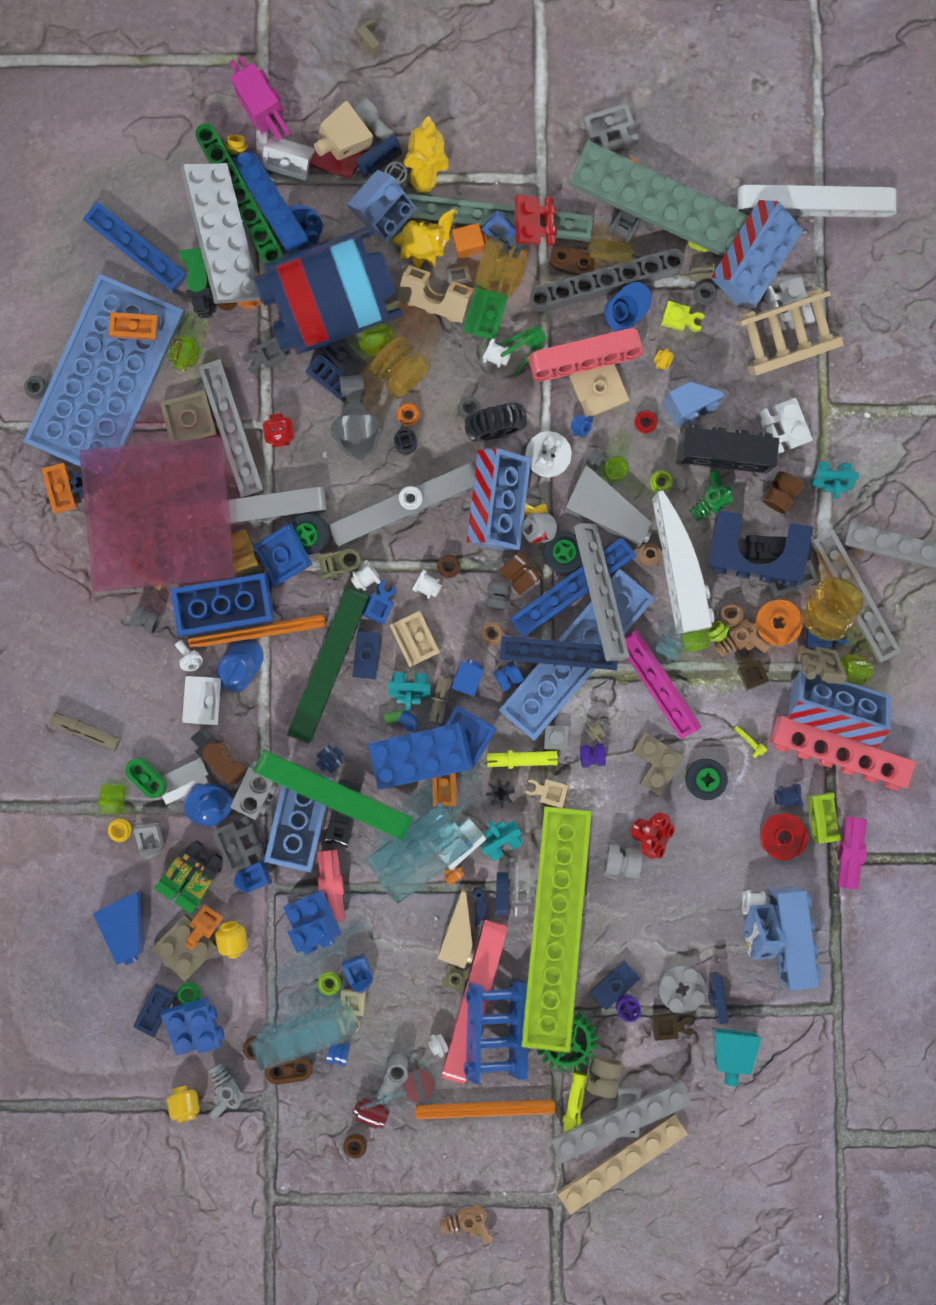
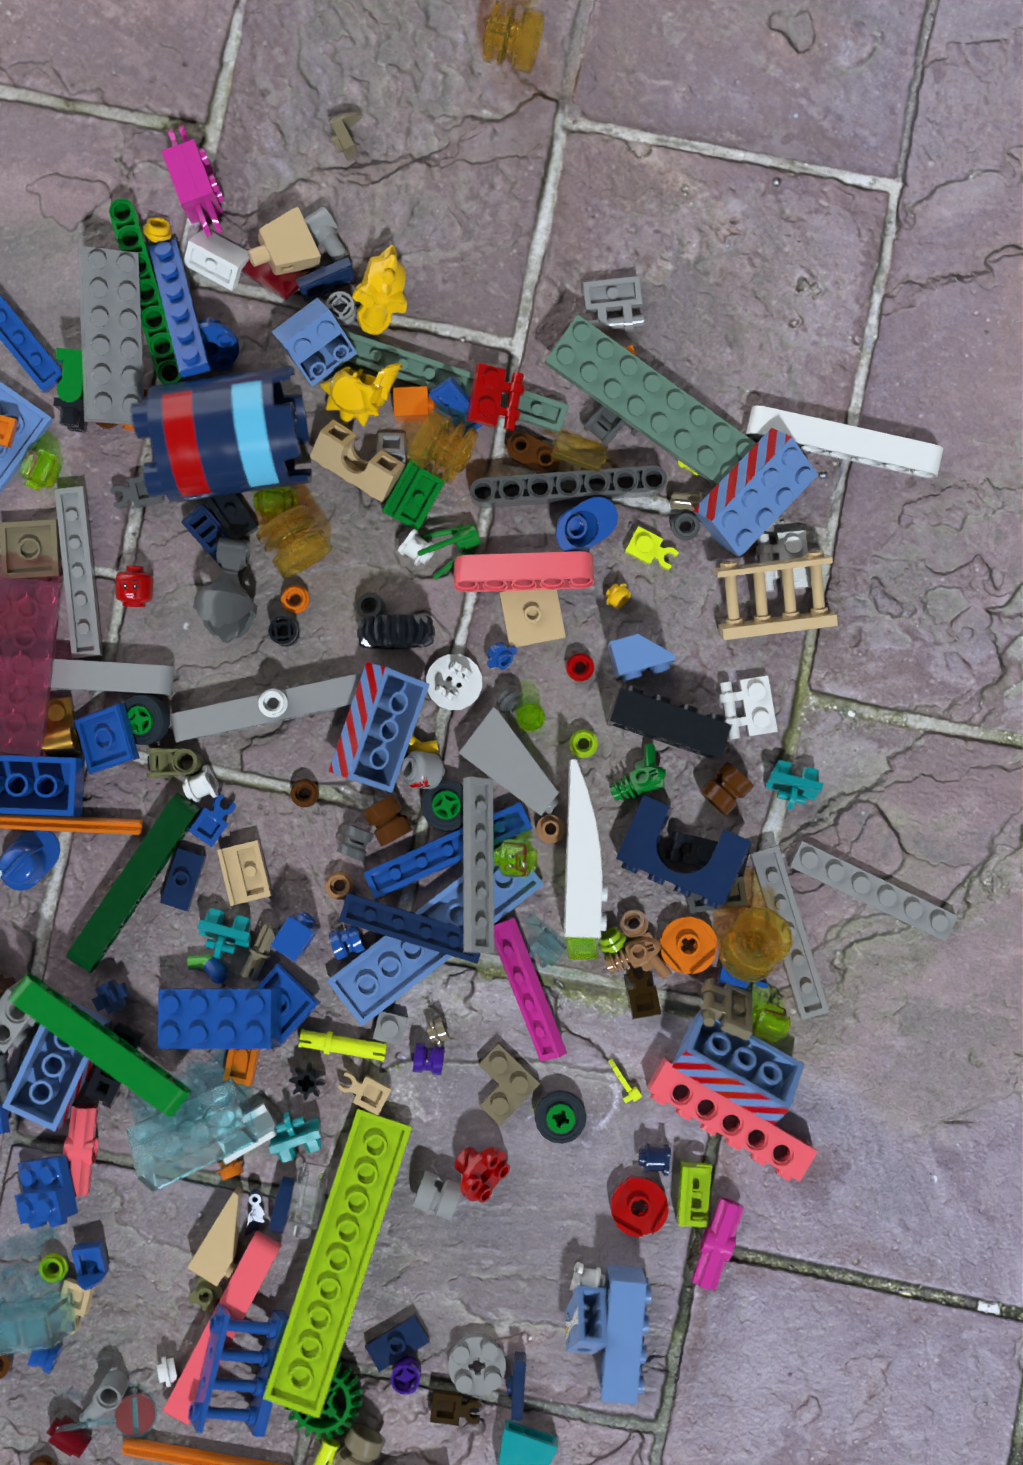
camera: 20 degrees right, 0 degrees up
(427, 585) = (273, 811): white brick -> none
(629, 580) = (516, 858): none -> clear neon green head

